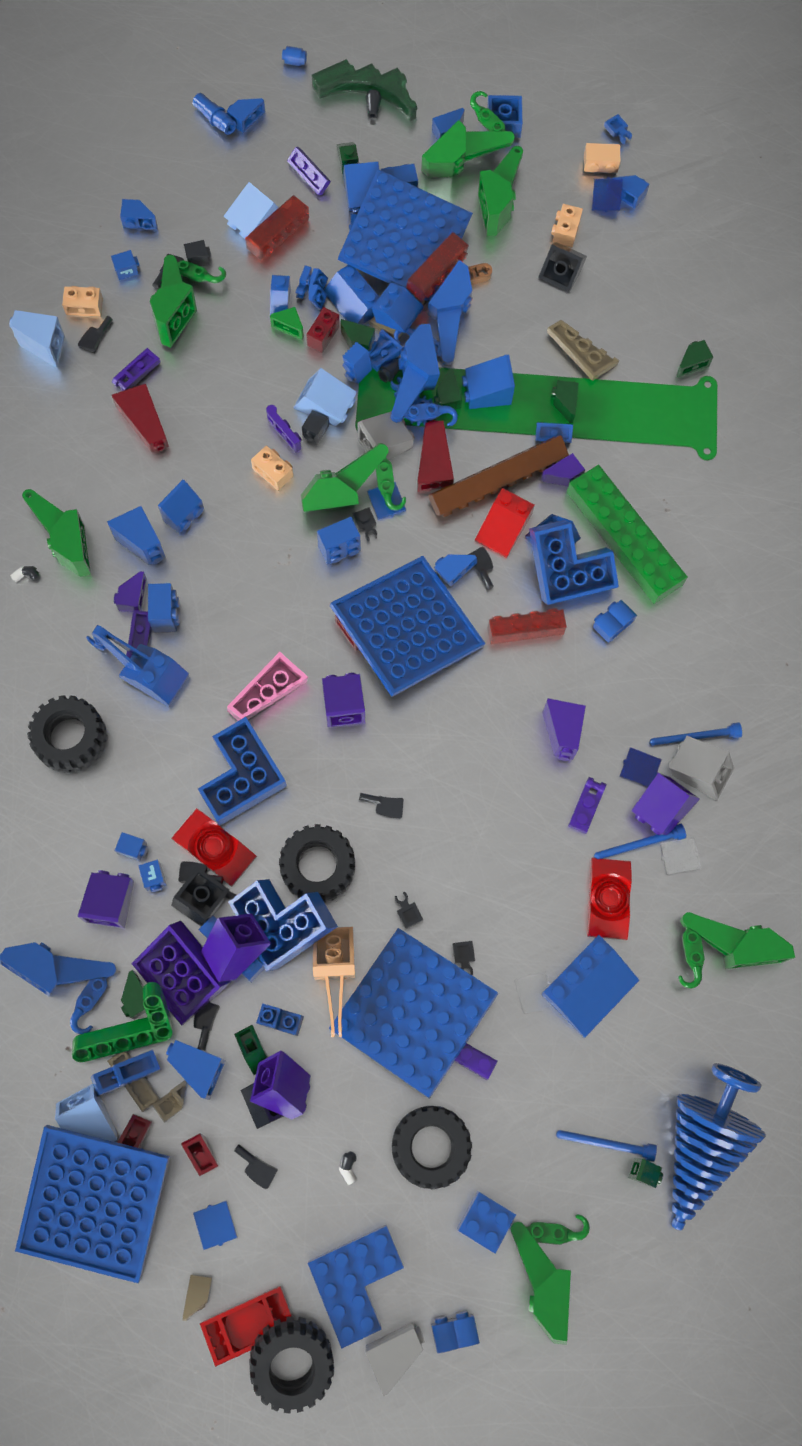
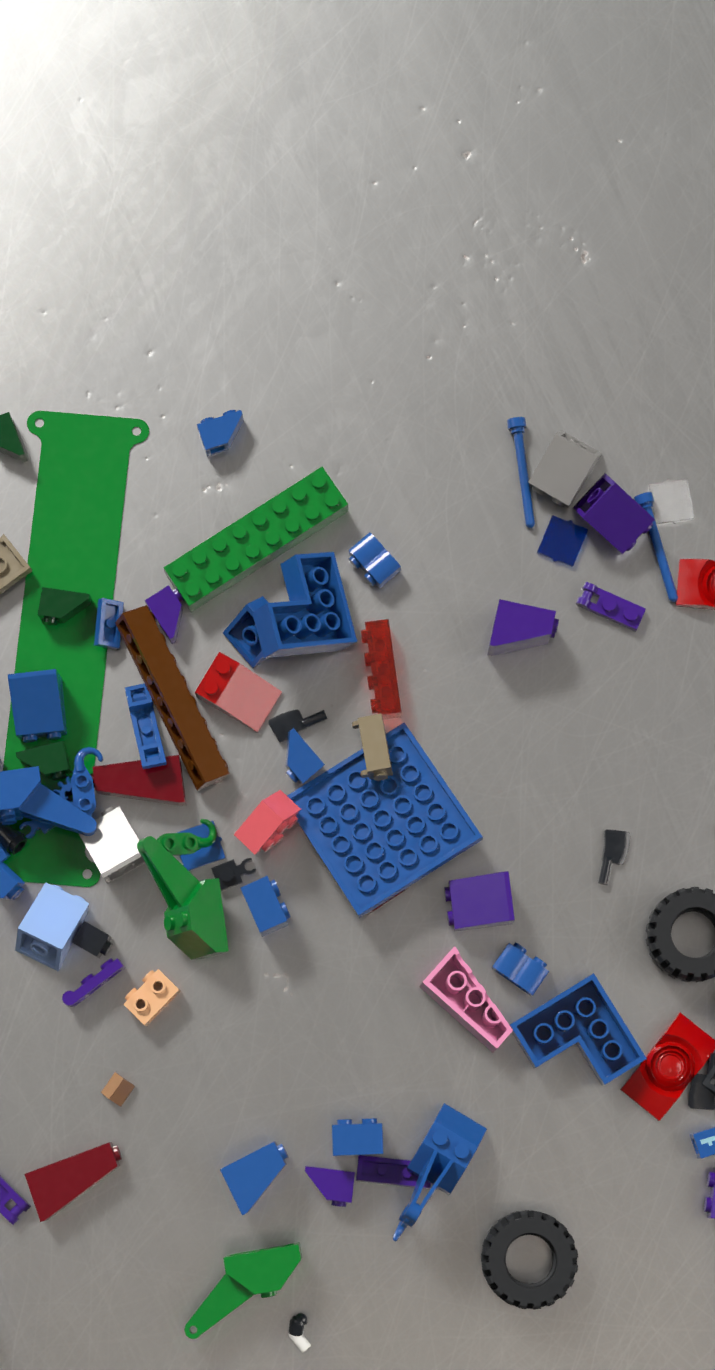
camera: 85 degrees left, 5 degrees up
(131, 847) = (674, 1169): blue brick -> none
(180, 507) = (212, 1118): blue slope -> none
(205, 448) = (117, 1089): none -> medium nougat slope
(291, 730) = (520, 968): none -> blue brick
(402, 539) = (268, 822): none -> coral brick
(463, 618) = (374, 747): none -> dark tan brick
(473, 459) = (145, 726): none -> blue slope
(709, 507) = (220, 432): none -> blue slope

